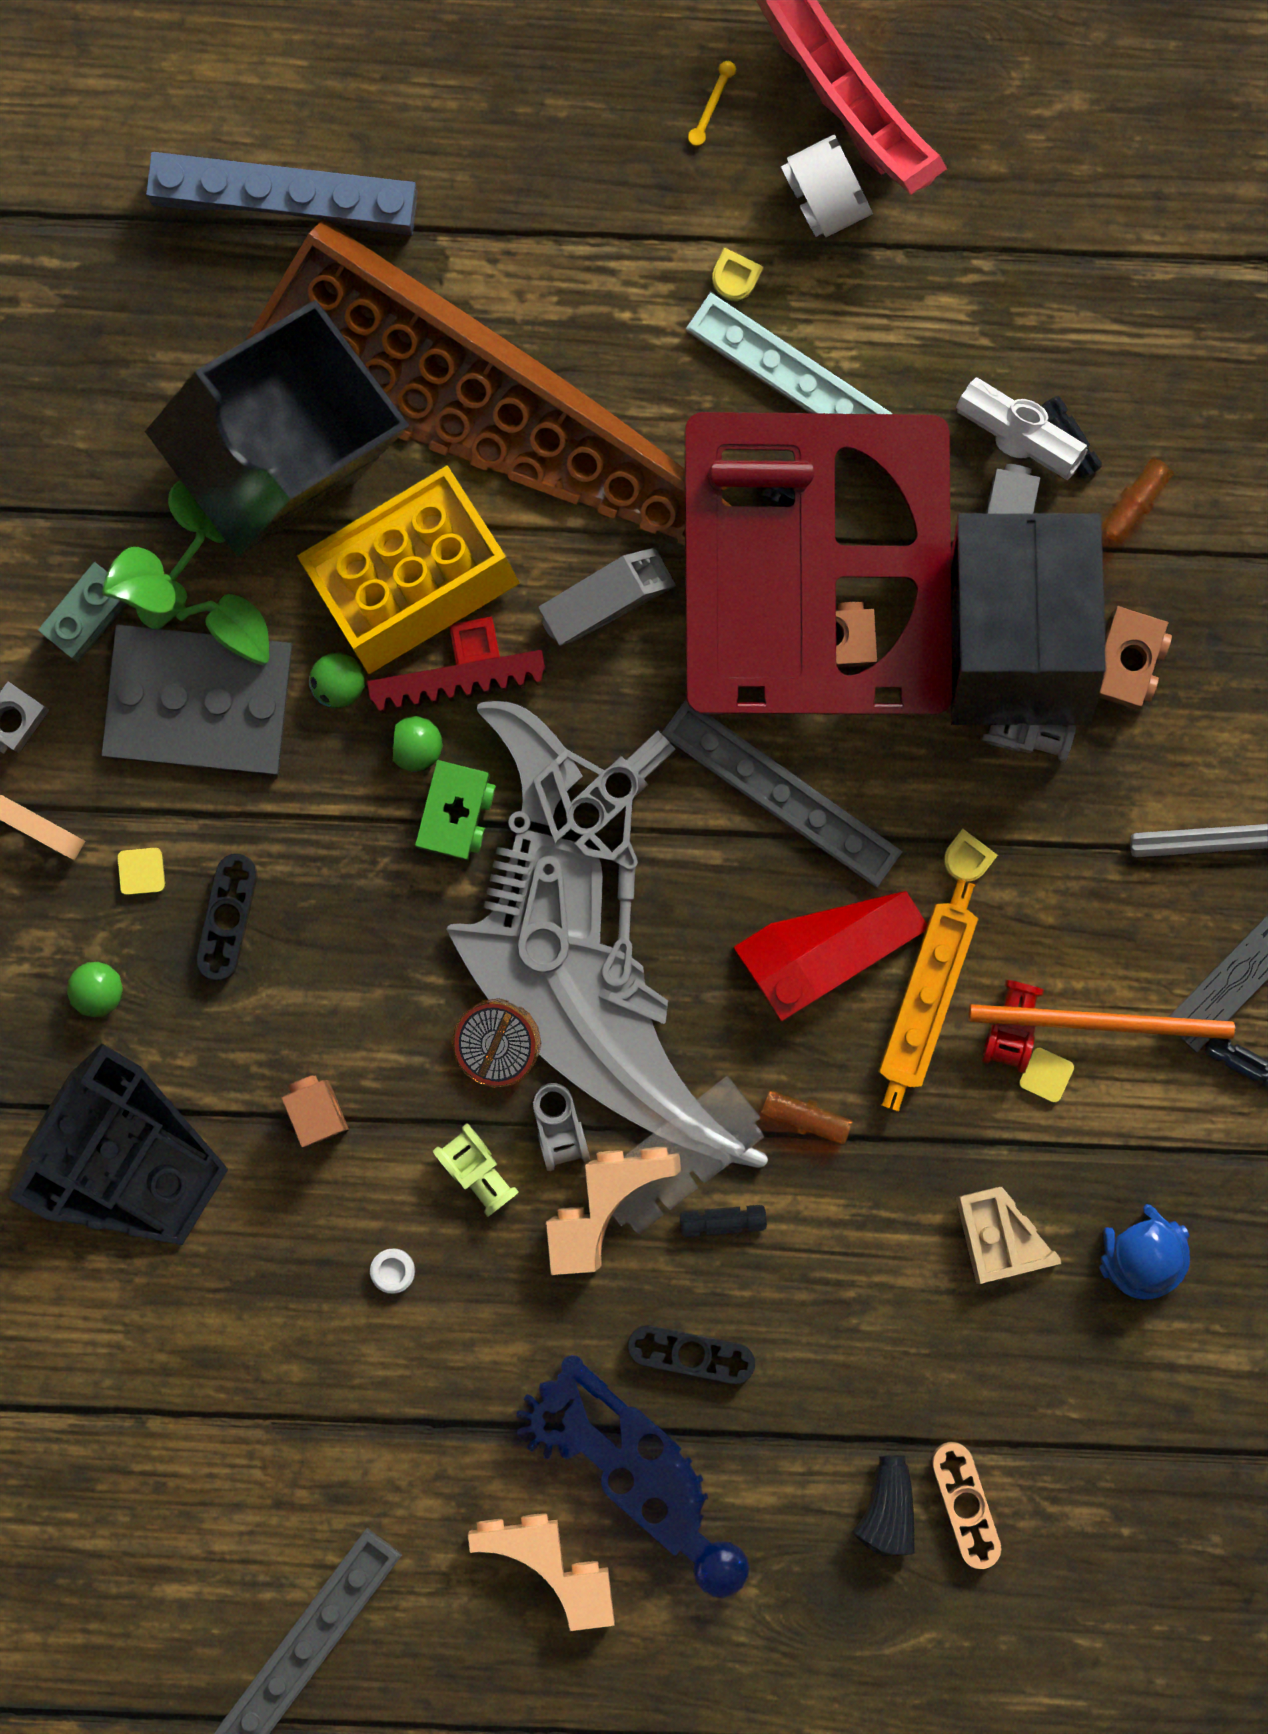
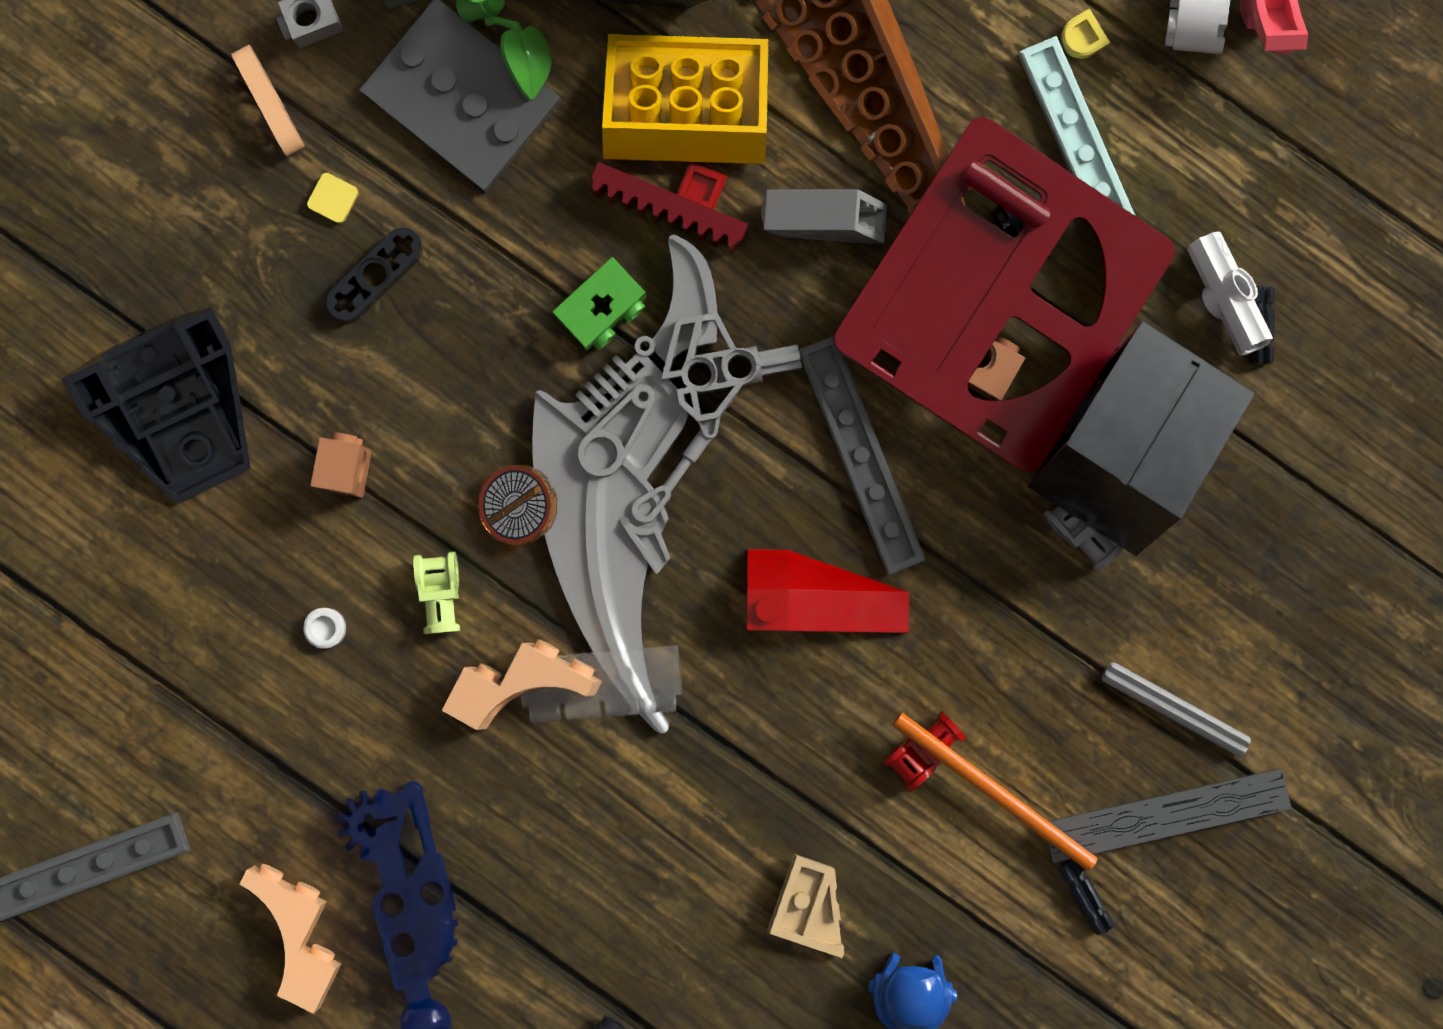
camera: 35 degrees right, 0 degrees up
(94, 989) = (236, 264): bright green piece -> none
(336, 680) = (576, 147): bright green piece -> none
(416, 744) = (604, 235): bright green piece -> none
(559, 1130) = (522, 602): light grey piece -> none
(723, 1220) = (602, 754): black axle -> none
(726, 1350) = (509, 858): black beam -> none
(806, 1117) = (719, 717): clear orange pin -> none
(928, 995) = (873, 683): light orange plate -> none
(967, 857) = (972, 597): light yellow tile -> none
(1013, 491) = (1195, 334): light grey brick -> none
(1046, 1075) = (925, 804): light yellow piece -> none
(1137, 500) = (1283, 406): clear orange pin -> none
(1147, 636) = (1223, 519): nougat brick -> none

